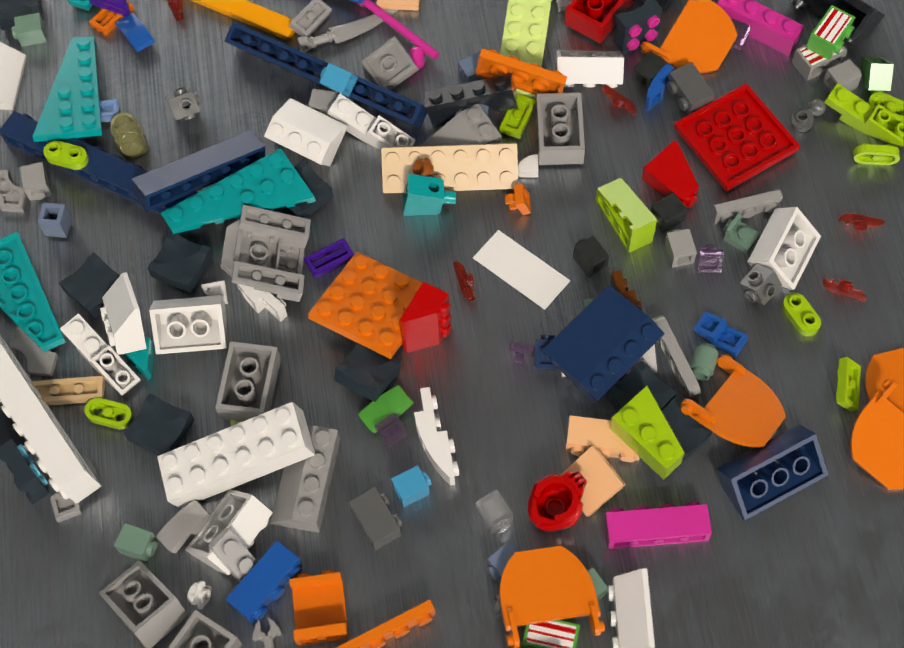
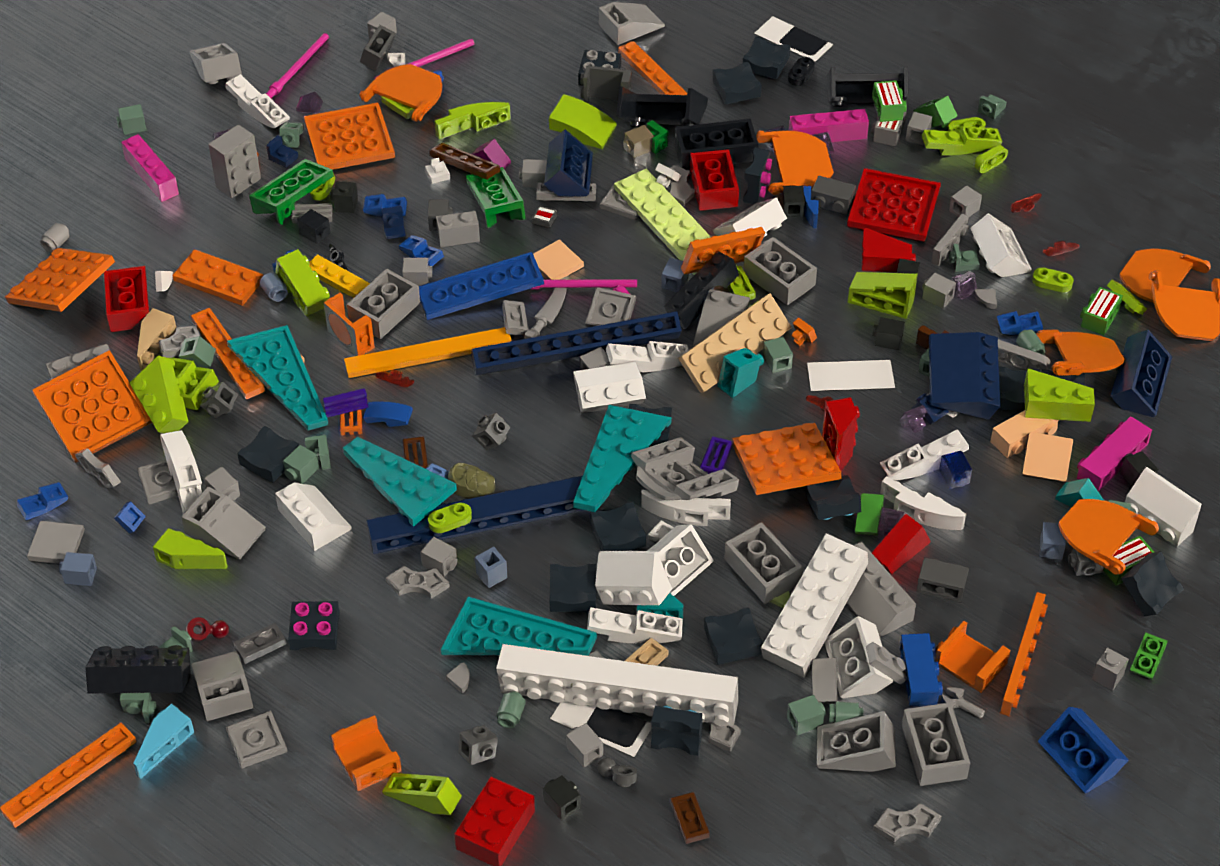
camera: 45 degrees left, 15 degrees down
(56, 29) = (319, 446): none -> sand green bracket
(110, 413) = (683, 656): lime plate -> none
(120, 85) = (415, 440): none -> reddish brown tile
(165, 568) = (844, 711): none -> sand green brick
(197, 170) = (564, 459): brick -> none
(199, 594) = (887, 707): white plate -> none
(338, 79) = (600, 333): dark azure brick -> none
(374, 458) = (901, 544): none -> red slope
(411, 485) = (941, 544): dark azure brick -> none
(423, 167) = (725, 343): dark orange plate -> none
(475, 204) = (777, 354): none -> sand green brick
(487, 396) = (923, 460): none -> white slope
(494, 512) = (1011, 519): clear brick -> none
(501, 427) = (955, 469): none -> clear blue brick
(528, 167) = (787, 310): white tile -> none
(557, 501) = (1043, 480): red helmet -> none
(583, 542) = (1076, 490): none -> teal slope
(618, 100) = (793, 233): clear red piece -> none
(658, 559) = (1134, 465): none -> pearl dark grey brick
(720, 286) = (987, 297): none -> light grey tile
(760, 284) = (1013, 276): dark grey brick -> none
(802, 181) = (965, 202): none -> light grey brick
(807, 379) = (1101, 310): none -> brick
(815, 108) = (922, 168): dark grey plate -> none

